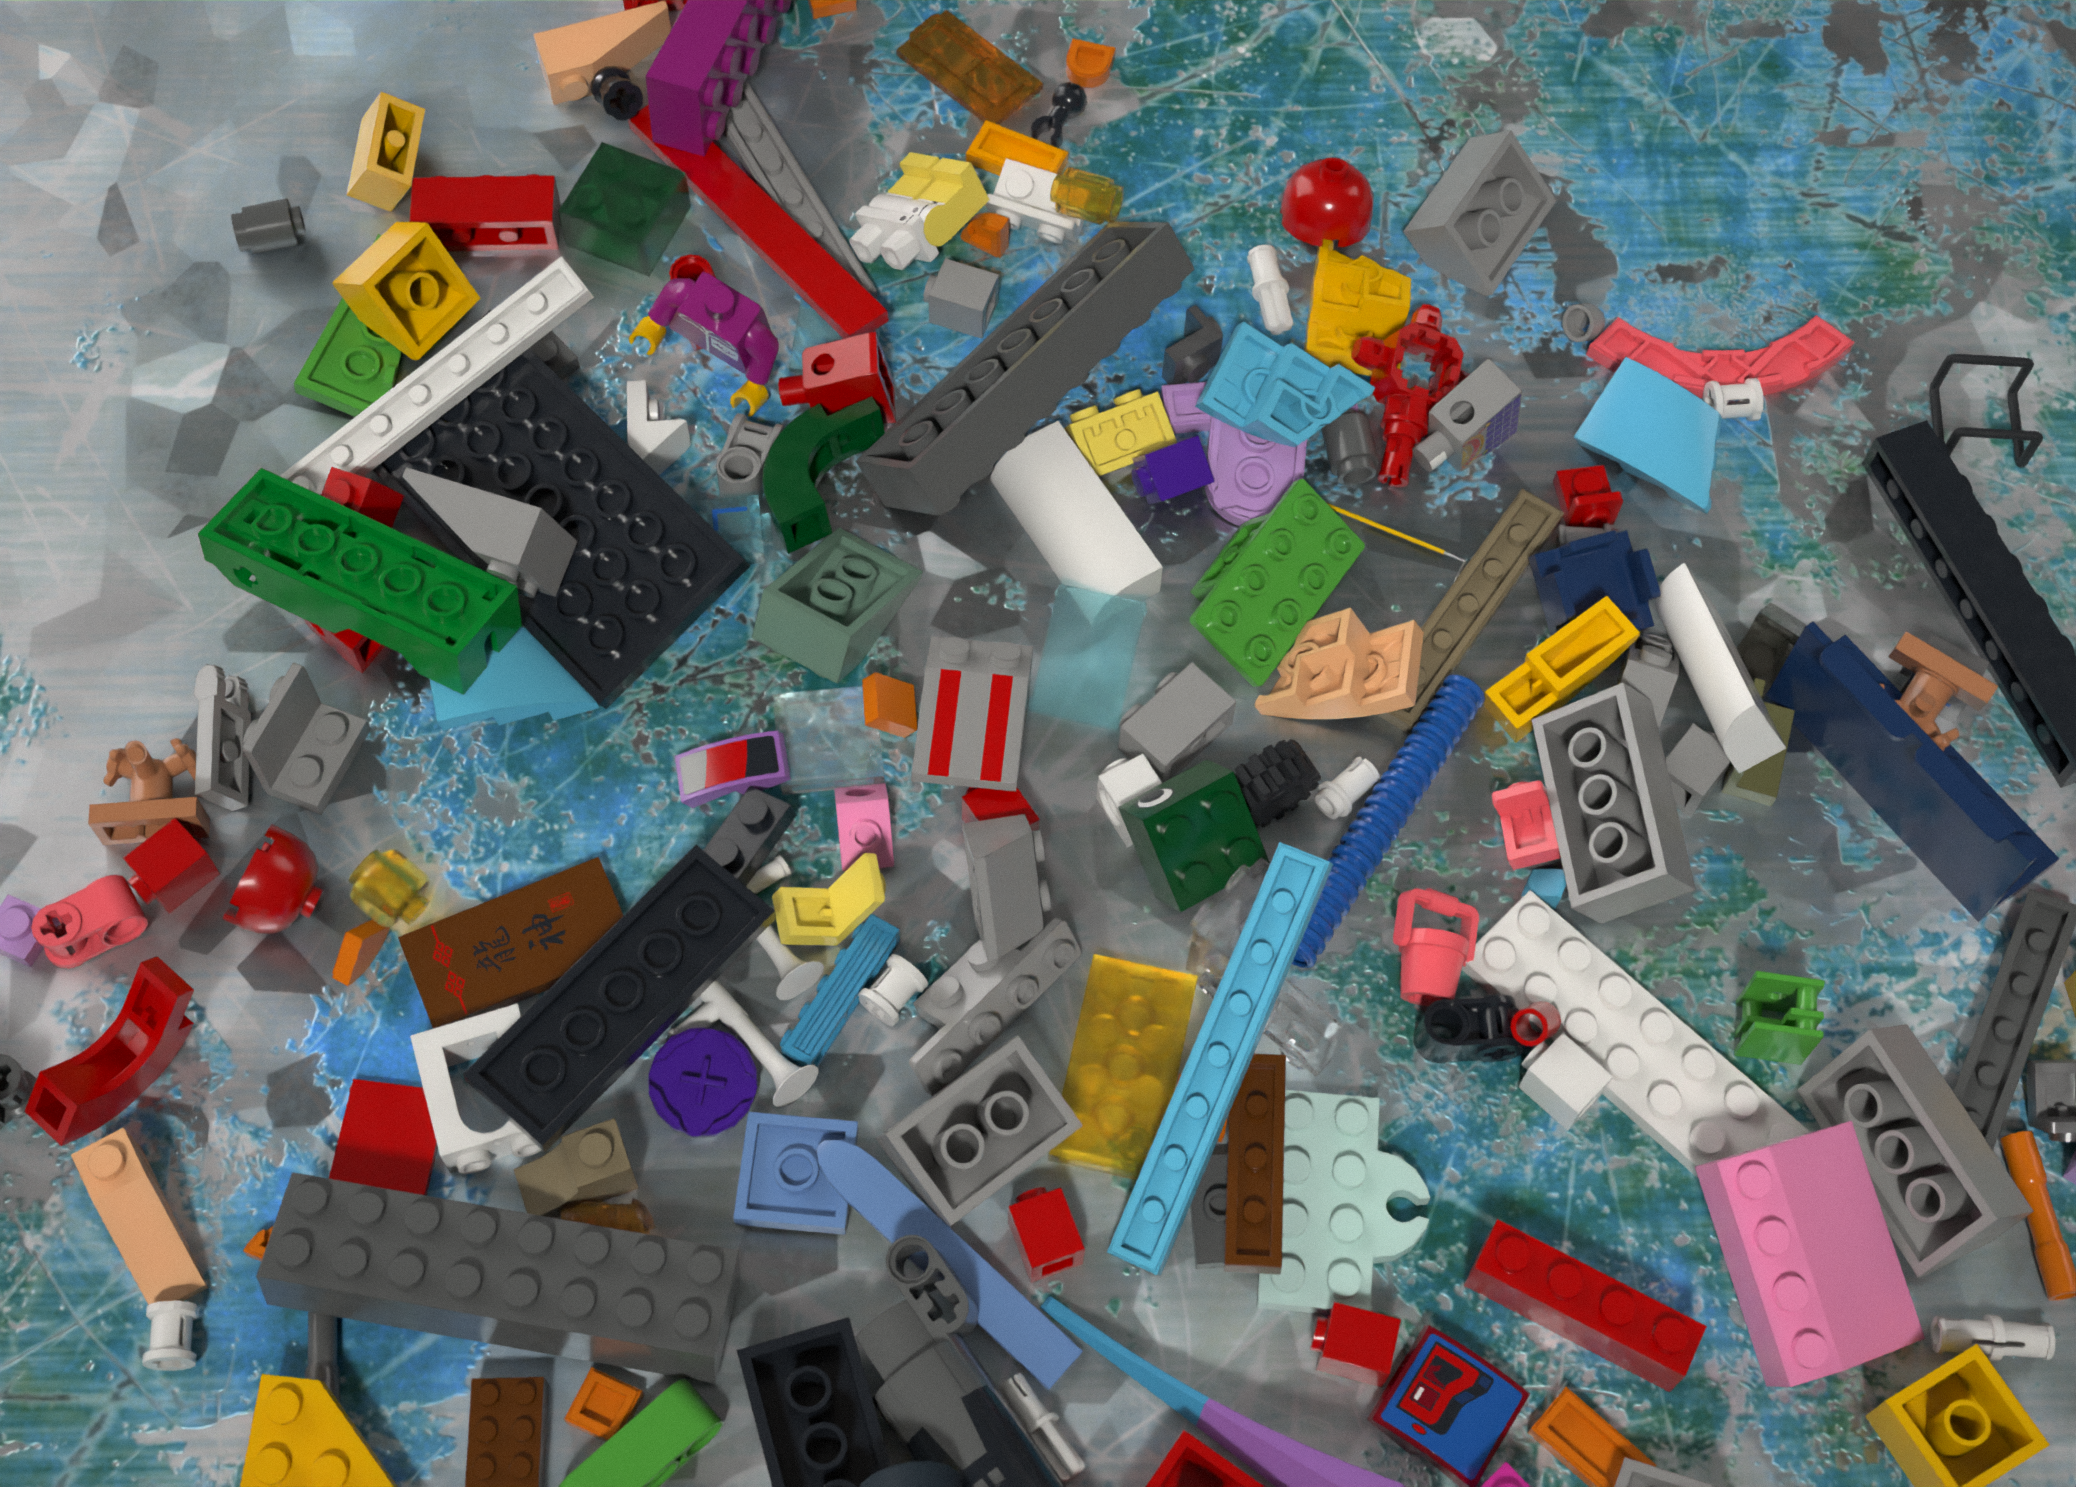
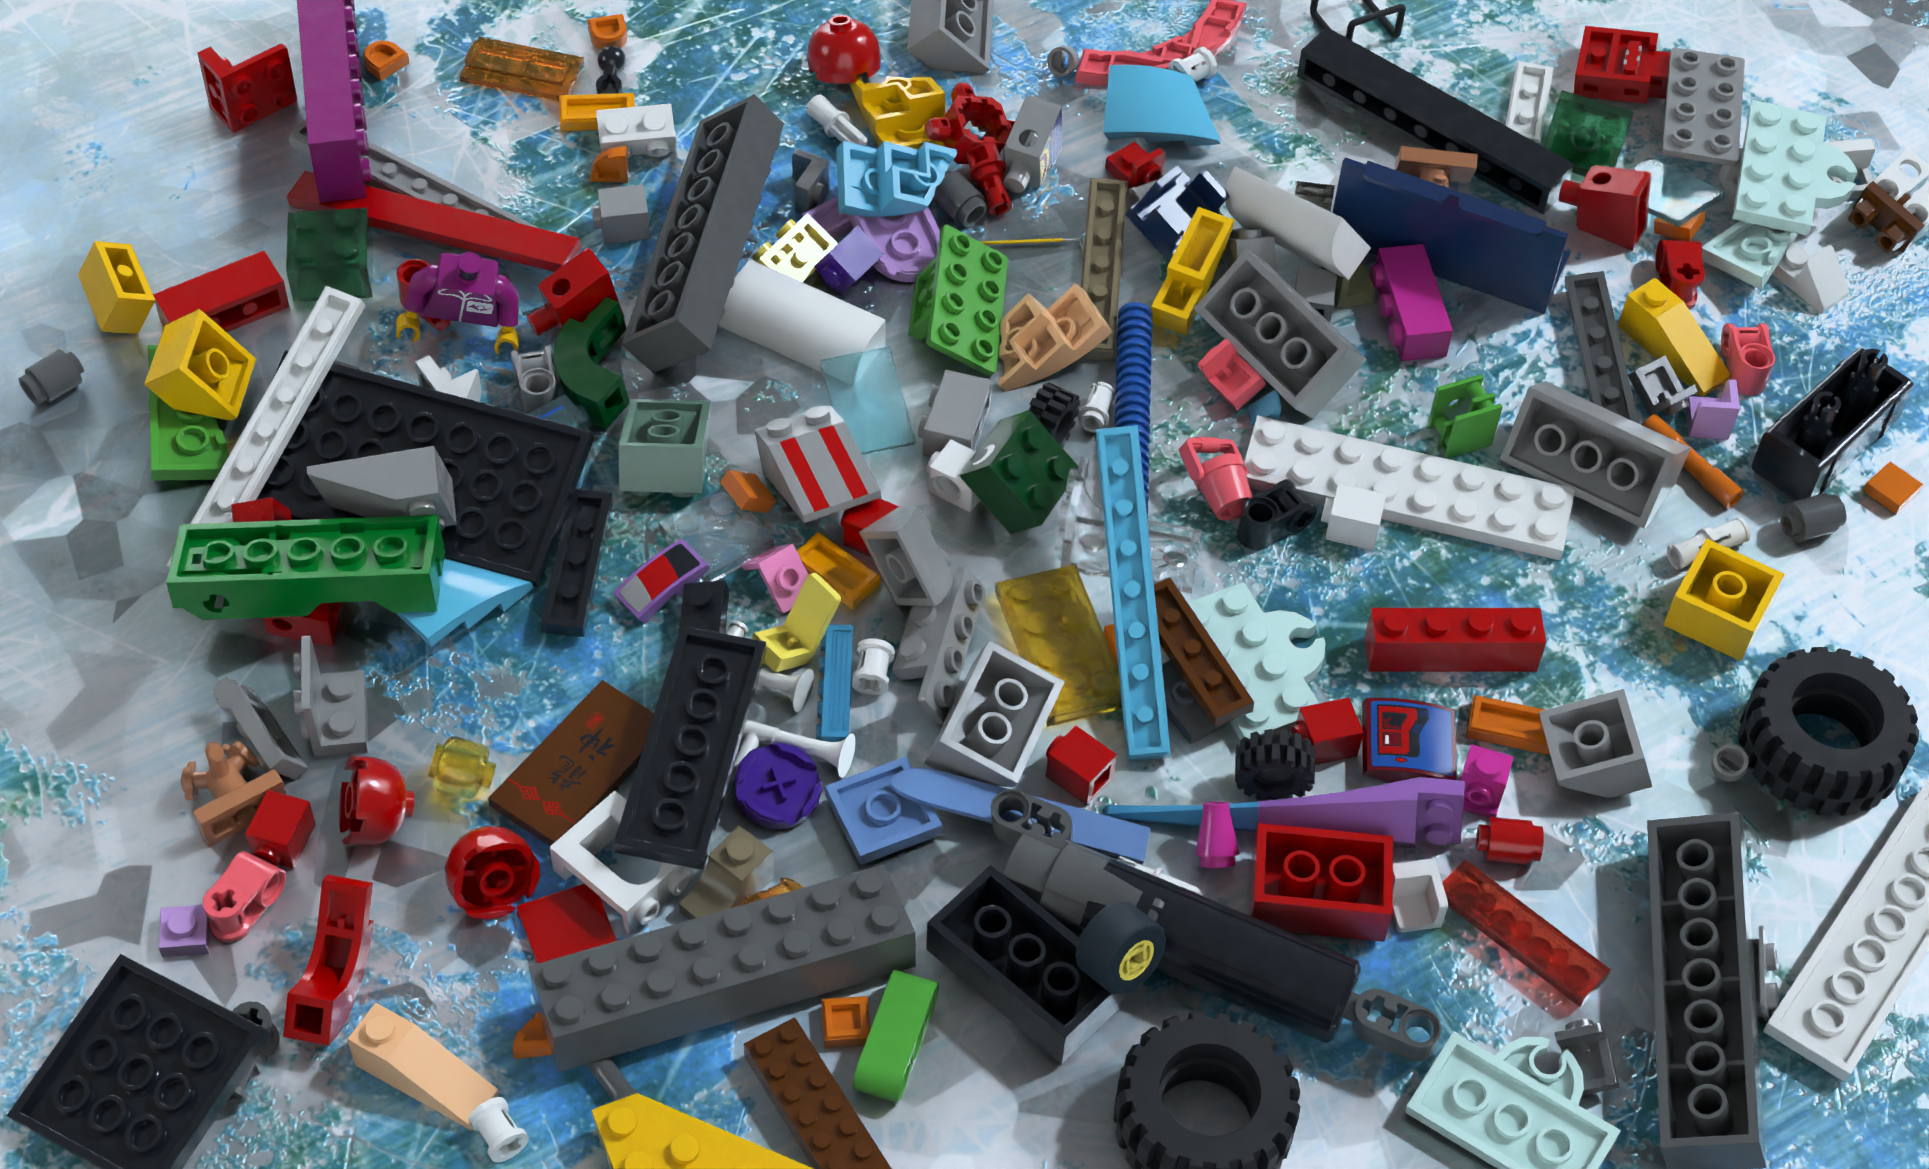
camera: 30 degrees left, 10 degrees down
(338, 1029) = (491, 871): none -> red cylinder
(358, 951) = (463, 816): orange tile -> none
(579, 50) = (230, 163): light nougat slope -> none
(616, 93) = (274, 186): black bush -> none
(657, 702) = (577, 564): none -> black plate
(918, 211) = (556, 166): hips -> none
(930, 847) = (839, 569): none -> light orange tile
(1086, 196) = (676, 107): clear yellow brick -> none
(1138, 1415) = (1217, 837): none -> dark pink cone
(1260, 1359) = (1275, 765): none -> black tyre
(1523, 1030) = (1305, 491): red hinge -> none
(1809, 1255) = (1569, 543): bright pink slope -> none
(1810, 832) = (1411, 302): none -> dark pink brick

